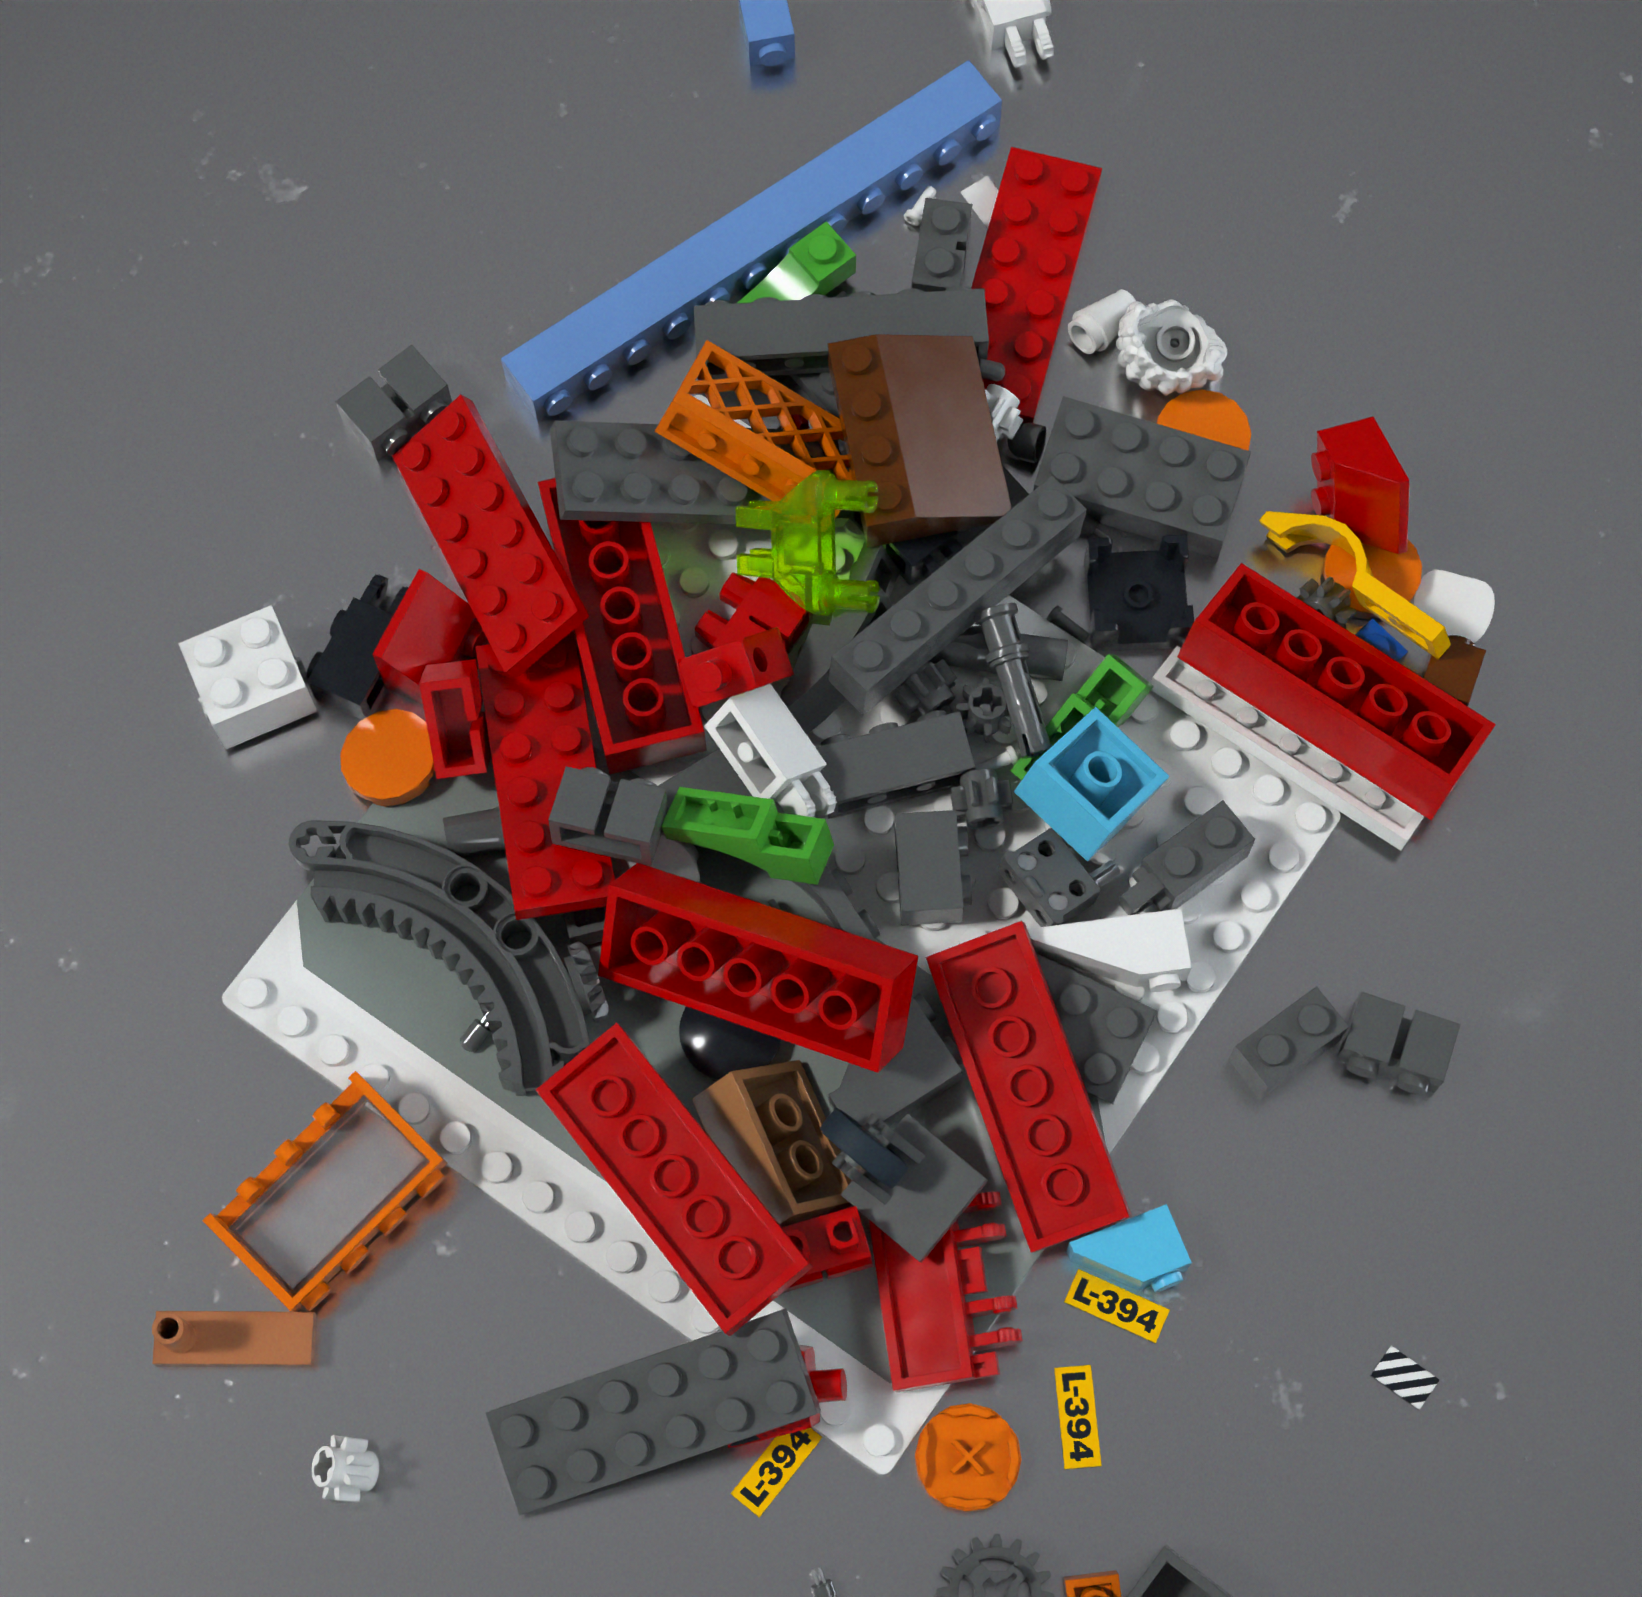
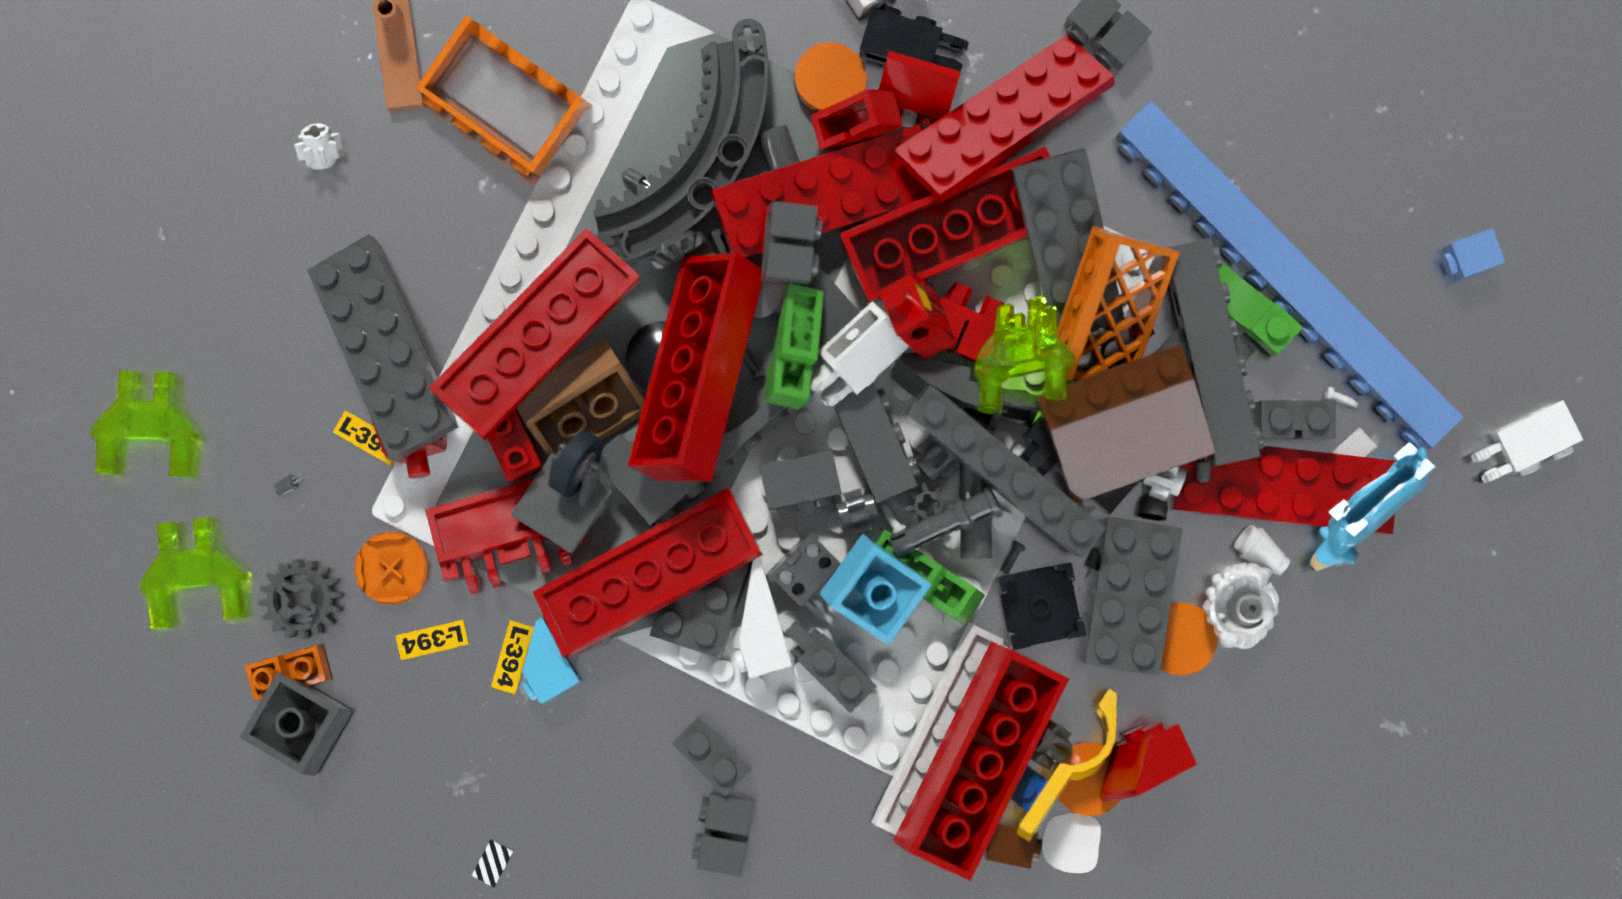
camera: 80 degrees right, 15 degrees up
(1069, 176) = (1371, 508): none -> medium azure animal

